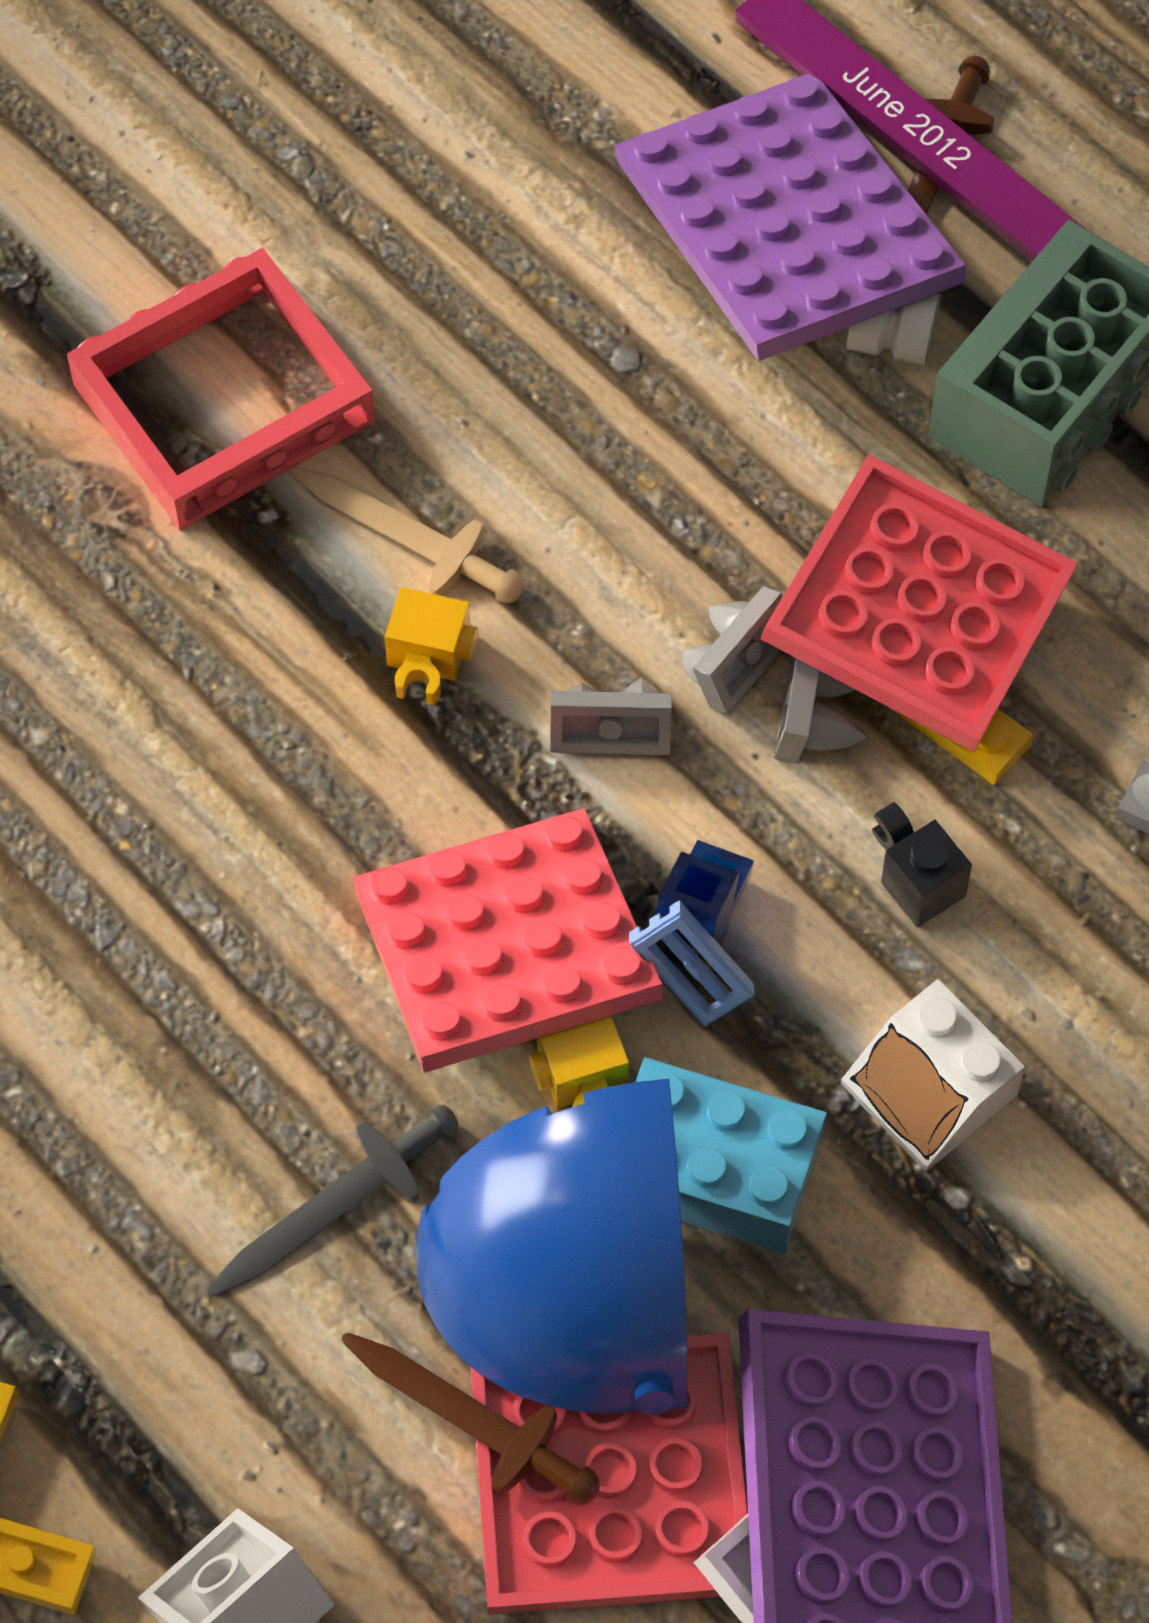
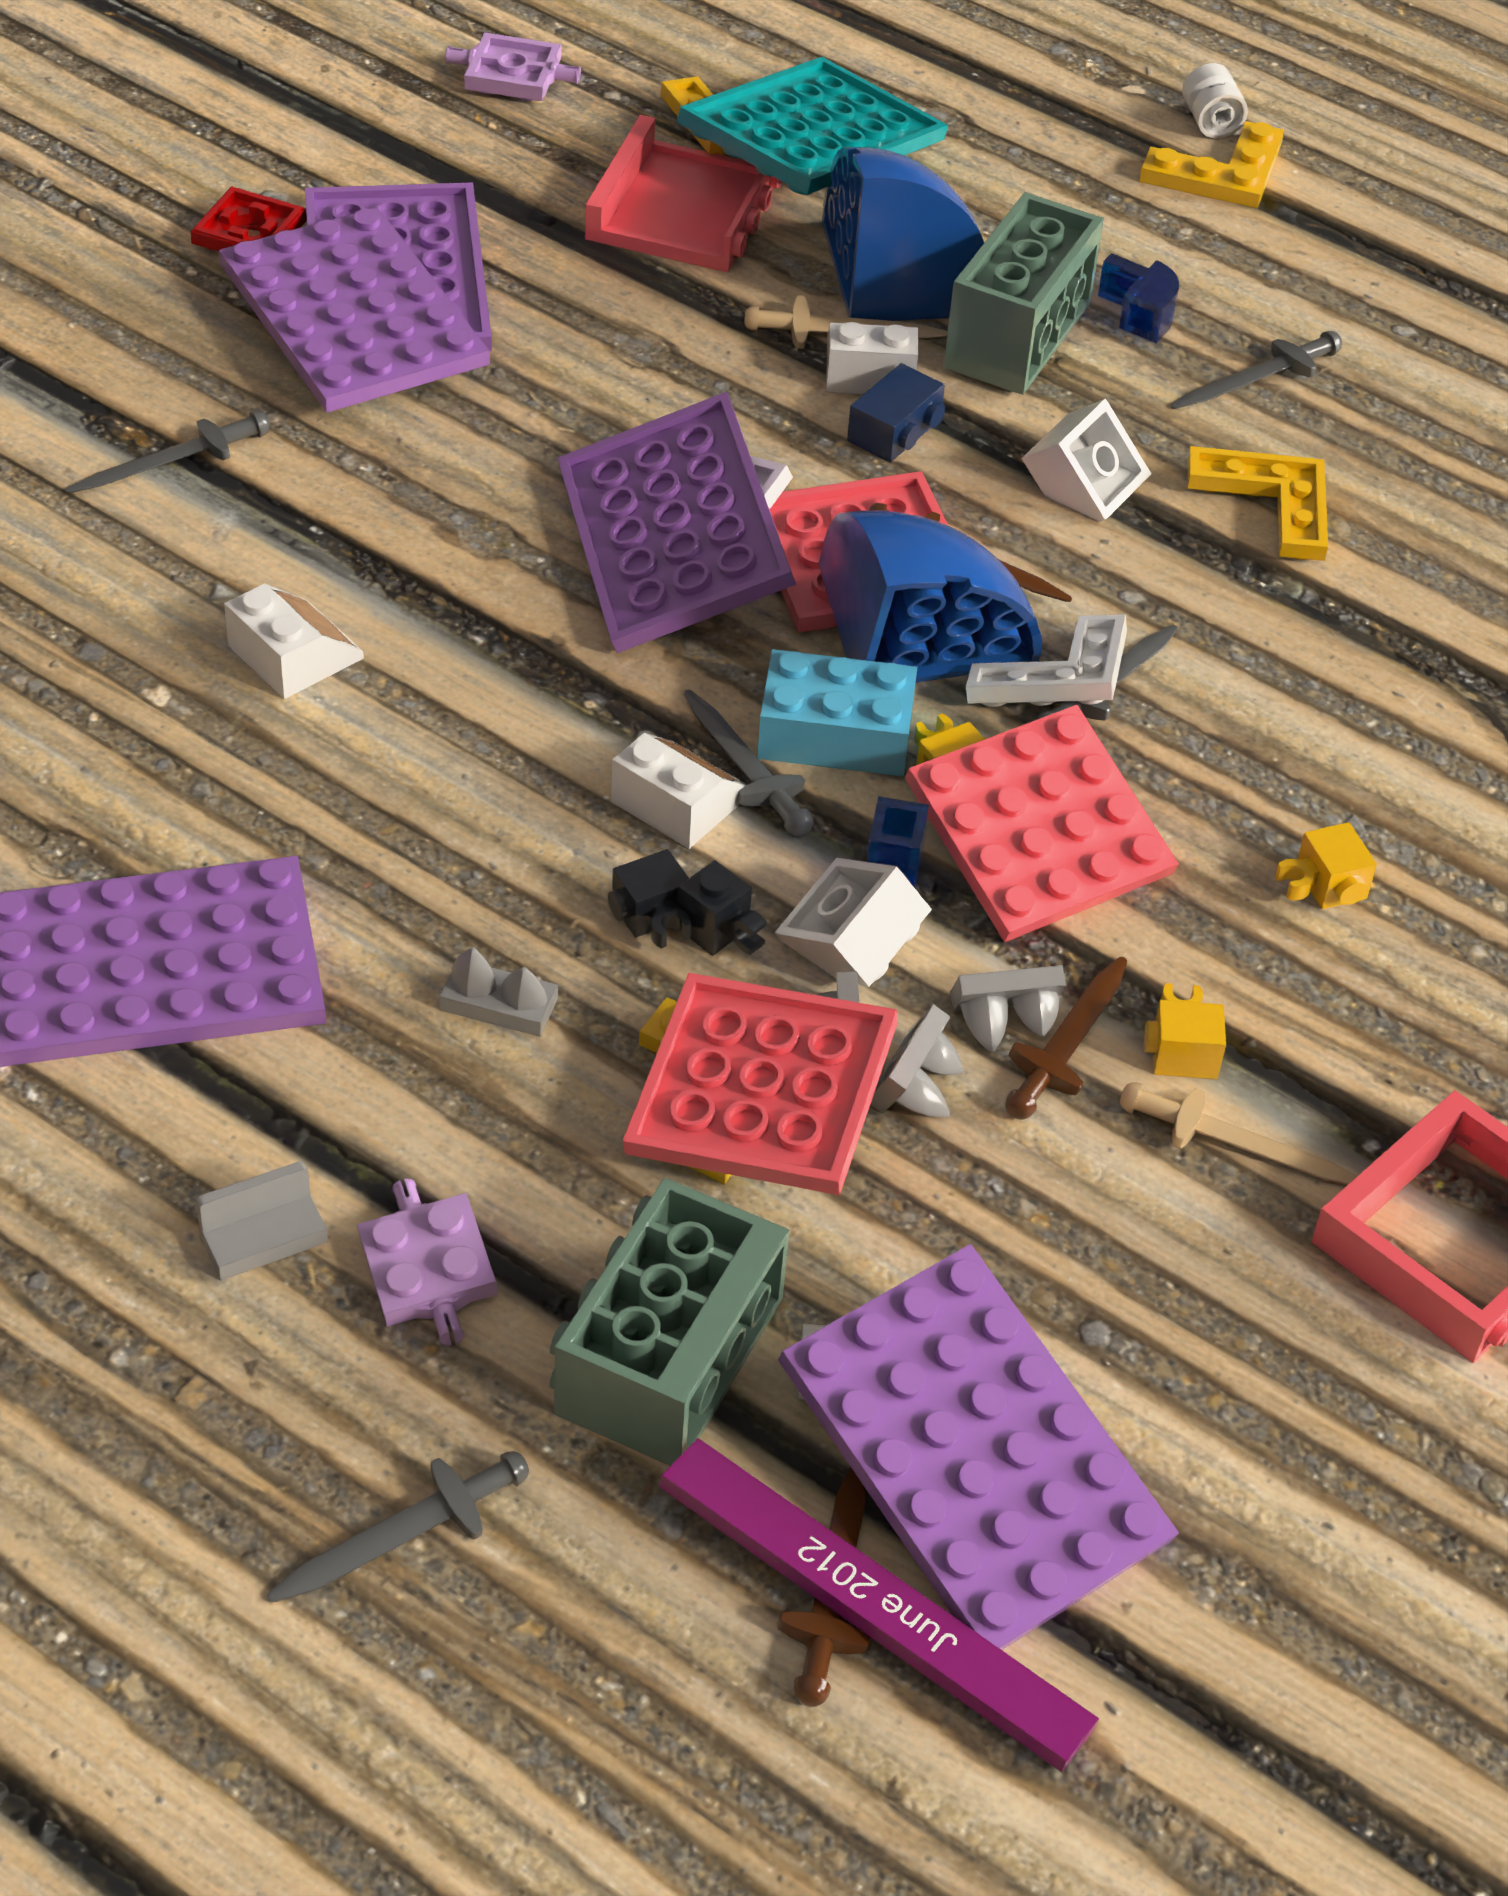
camera: 165 degrees right, 15 degrees down
(172, 837) = (1331, 866): none -> yellow brick
(374, 1154) = (1086, 676): none -> white plate
(588, 640) = (1049, 1065): none -> reddish brown sword
(664, 929) = (862, 808): light blue tile -> none
(772, 817) = (855, 919): none -> white slope
(820, 1072) = (764, 787): none -> dark grey sword
(995, 906) = (646, 897): none -> black brick

